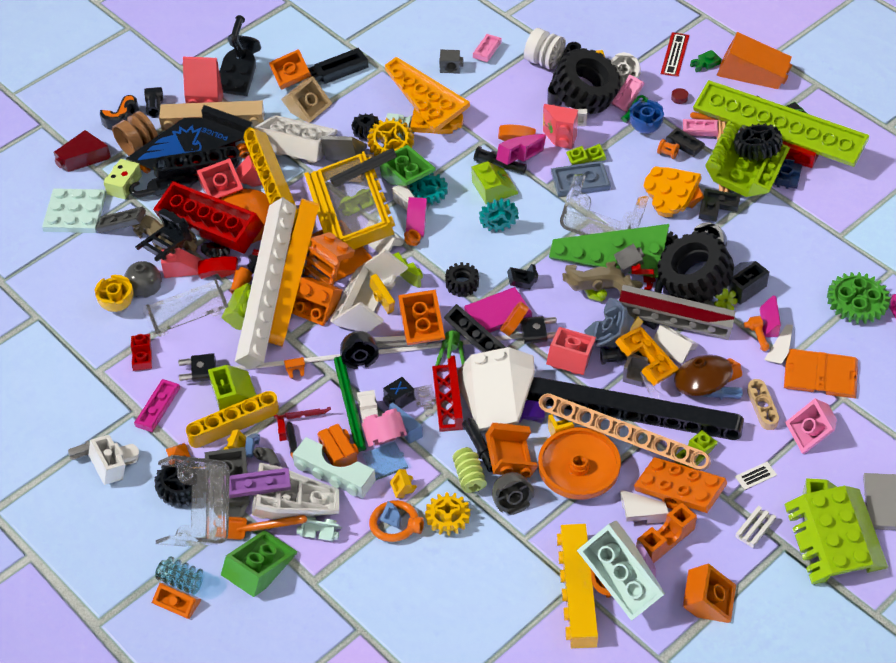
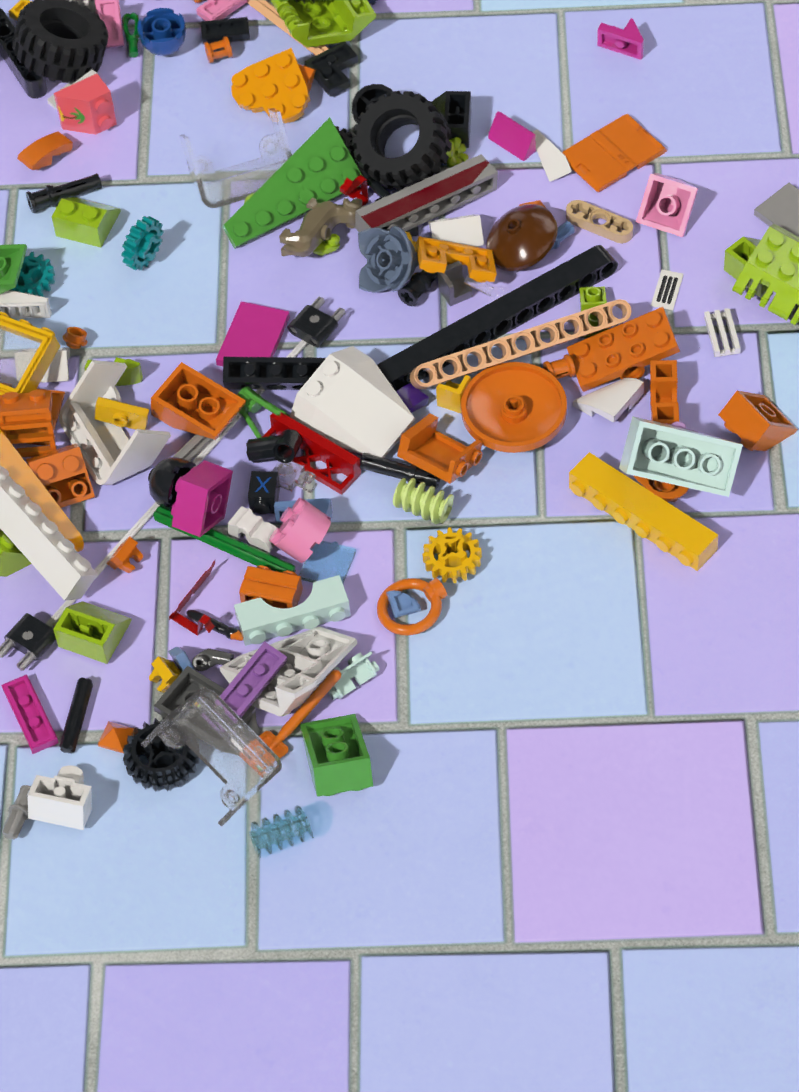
camera: 45 degrees left, 5 degrees up
(173, 425) = (76, 715): none -> black axle
(175, 600) = (300, 860): orange slope -> none
(232, 418) = (131, 667): yellow beam -> none
(357, 367) = (201, 498): none -> dark pink brick
(402, 484) = (375, 567): yellow tile -> none
(416, 214) = (55, 311): dark pink slope -> none
(431, 376) = (274, 447): none -> black piece
(460, 271) = (177, 325): black tyre -> none
(512, 493) = (487, 484): dark grey cylinder -> none
(514, 318) = (285, 329): orange beam -> none
(520, 148) = (74, 161): dark pink slope -> none
(523, 278) = (240, 285): black bracket -> none
(570, 351) = (376, 314): coral slope -> none
(581, 156) = (144, 119): lime slope -> none
(595, 179) = (161, 150): sand blue tile -> none
(629, 257) = (327, 182): flat silver brick -> none
(633, 465) = (561, 367): none -> orange bush
(756, 324) = (506, 153): orange piece -> none
(858, 297) = (547, 56): bright green gear -> none

